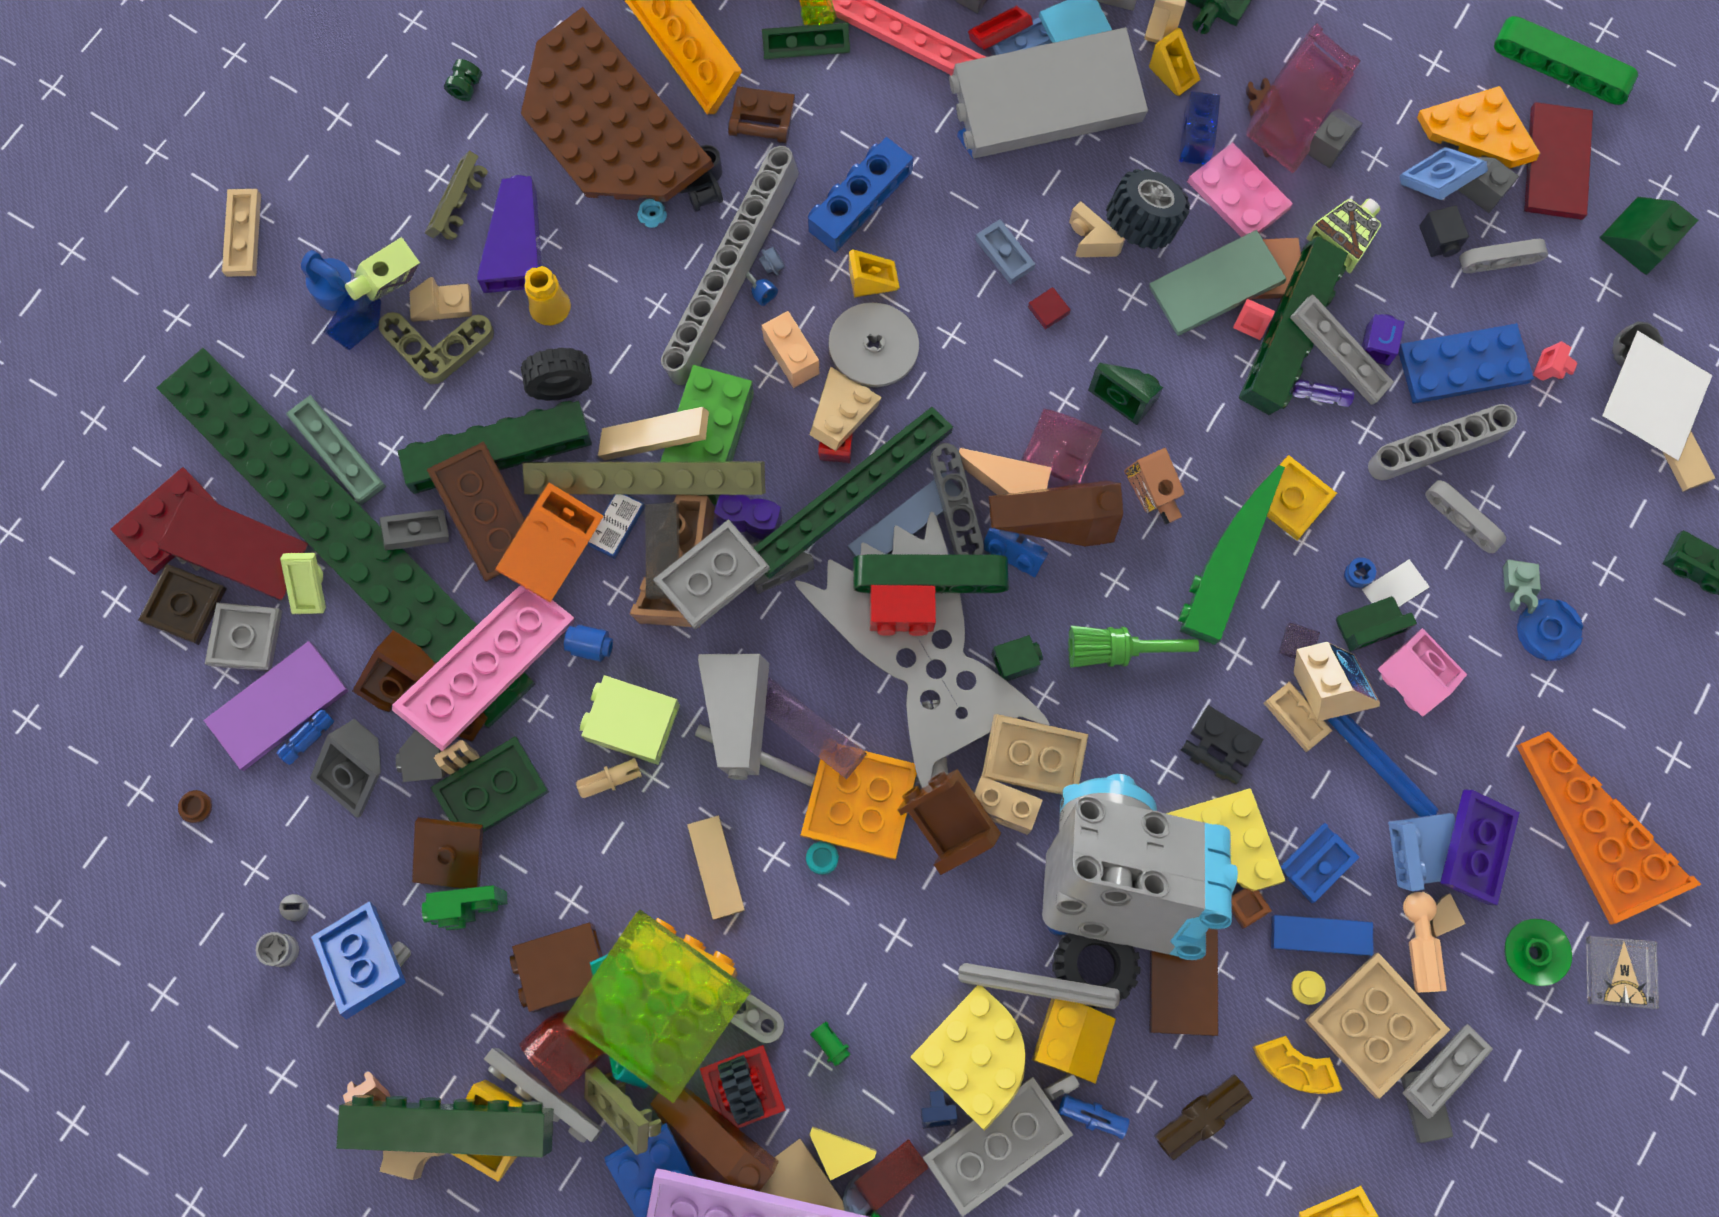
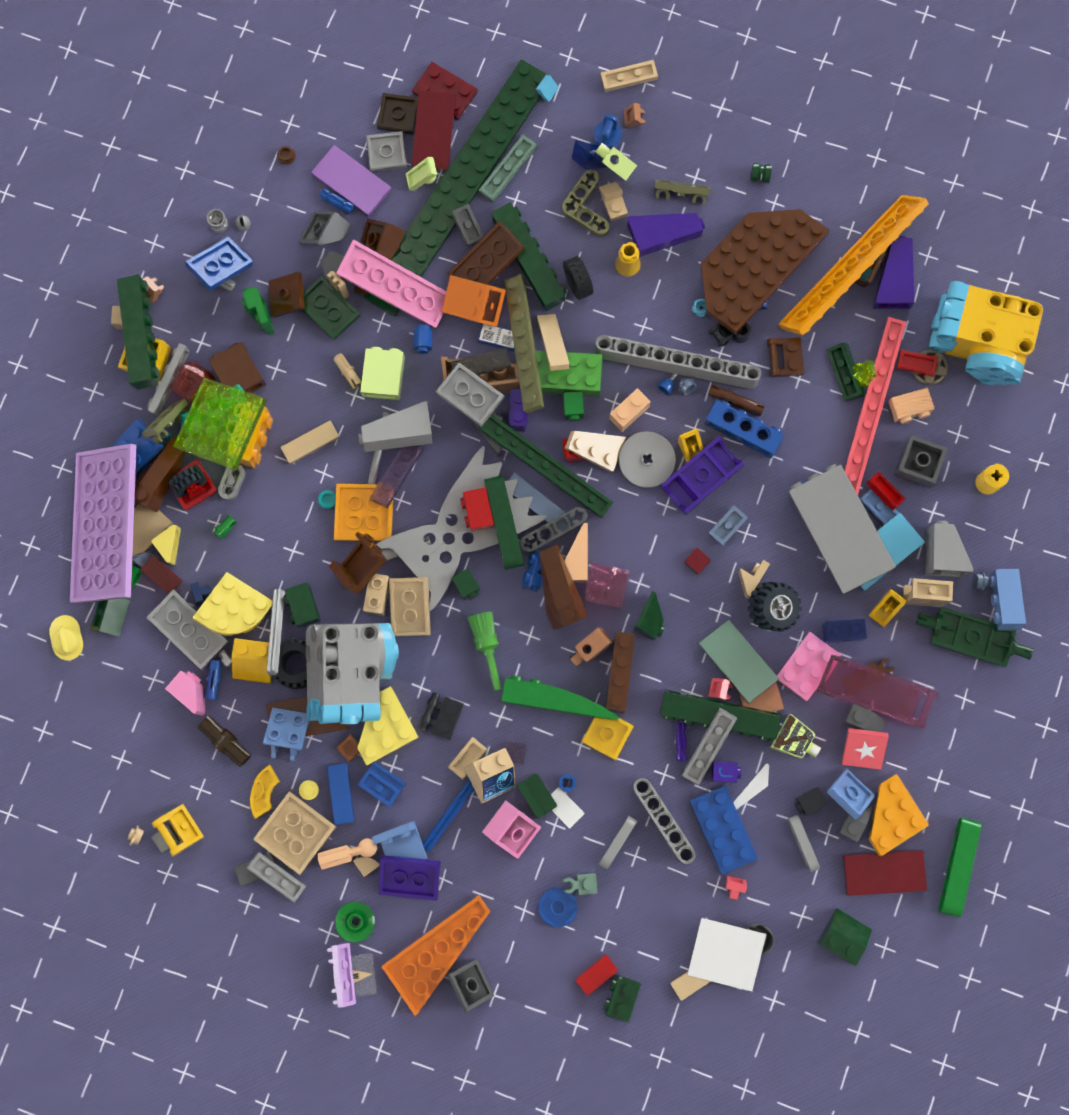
camera: 85 degrees right, 5 degrees up
(220, 357) = (547, 88): none -> medium azure tile
(309, 237) = (633, 115): none -> nougat tile
(762, 431) = (573, 406): none -> green brick
(811, 196) = (735, 399): none -> reddish brown pin
(922, 269) = (701, 476): none -> dark purple piece
(996, 935) = (302, 605): none -> dark green brick
(1112, 1162) = (189, 691): none -> bright pink slope
(1206, 454) = (620, 672): none -> reddish brown brick
(1207, 1002) = (286, 730): none -> medium blue plate
(1379, 140) = (864, 748): none -> coral tile
(1406, 307) = (755, 786): none -> white sticker
(1626, 989) = (342, 975): none -> lavender plate
(1660, 787) = (470, 985): none -> dark grey slope
(1661, 593) = (596, 974): none -> red tile

